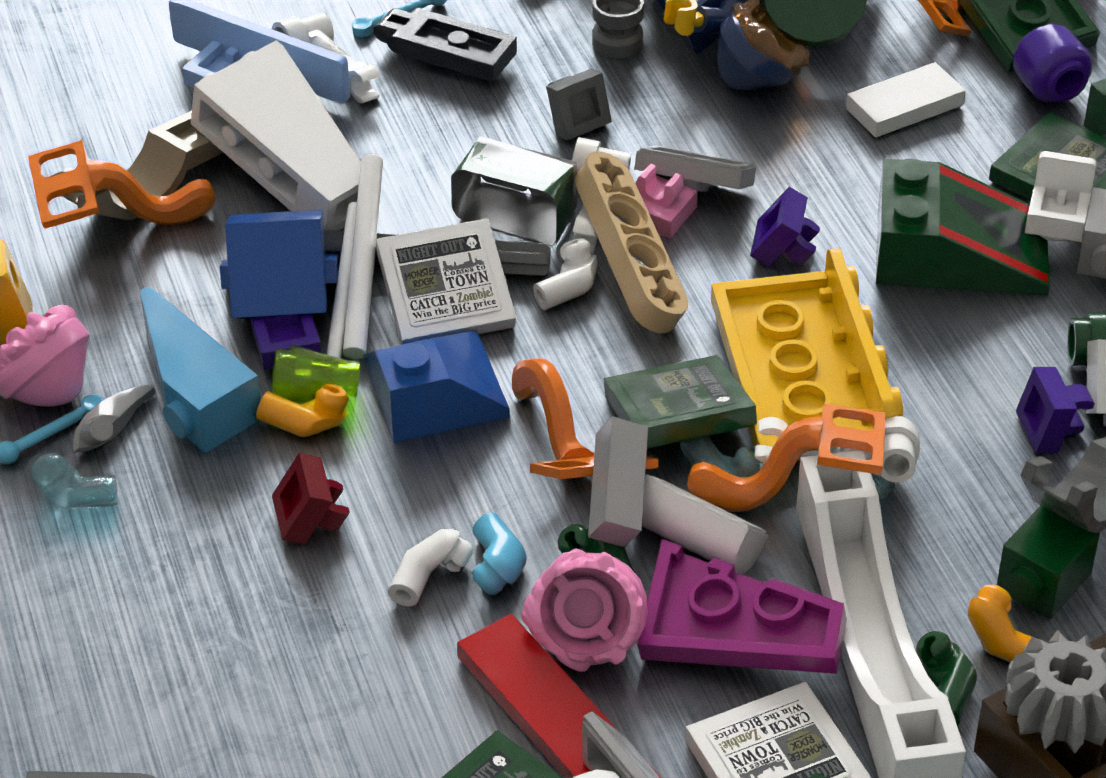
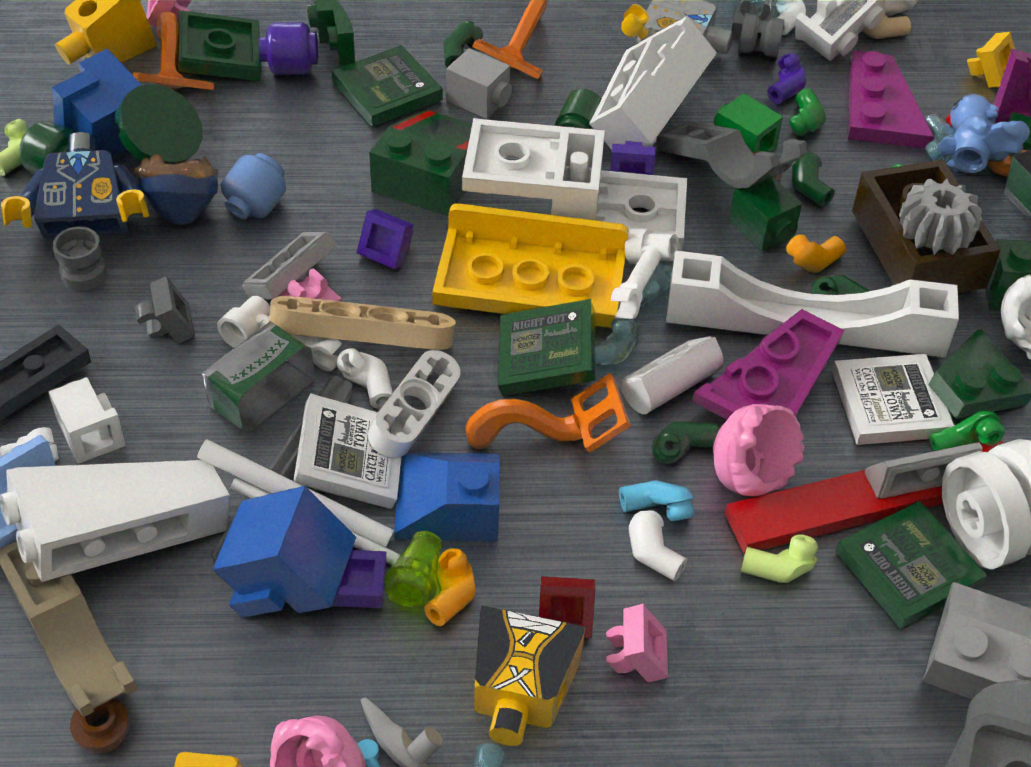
camera: 75 degrees left, 5 degrees up
(69, 233) = (104, 737): none -> reddish brown plate
(94, 175) = (108, 668): orange piece -> none
(202, 384) = (379, 657): dark azure slope -> none
(206, 483) = (523, 670): none -> torso
(276, 573) = (643, 644): none -> bright pink tile
(403, 93) = (86, 420): none -> white brick
(444, 689) = (784, 566): none -> yellowish green arm
(556, 298) = (413, 419): none -> white beam
(618, 482) = (646, 393): light grey piece -> none
(800, 105) = (253, 186): none -> medium blue head
(806, 435) = (653, 269): orange piece -> none
(905, 99) = (268, 132): white tile -> none
(954, 351) = (567, 168): none -> white bracket
(1061, 197) = (441, 92): white bracket -> none

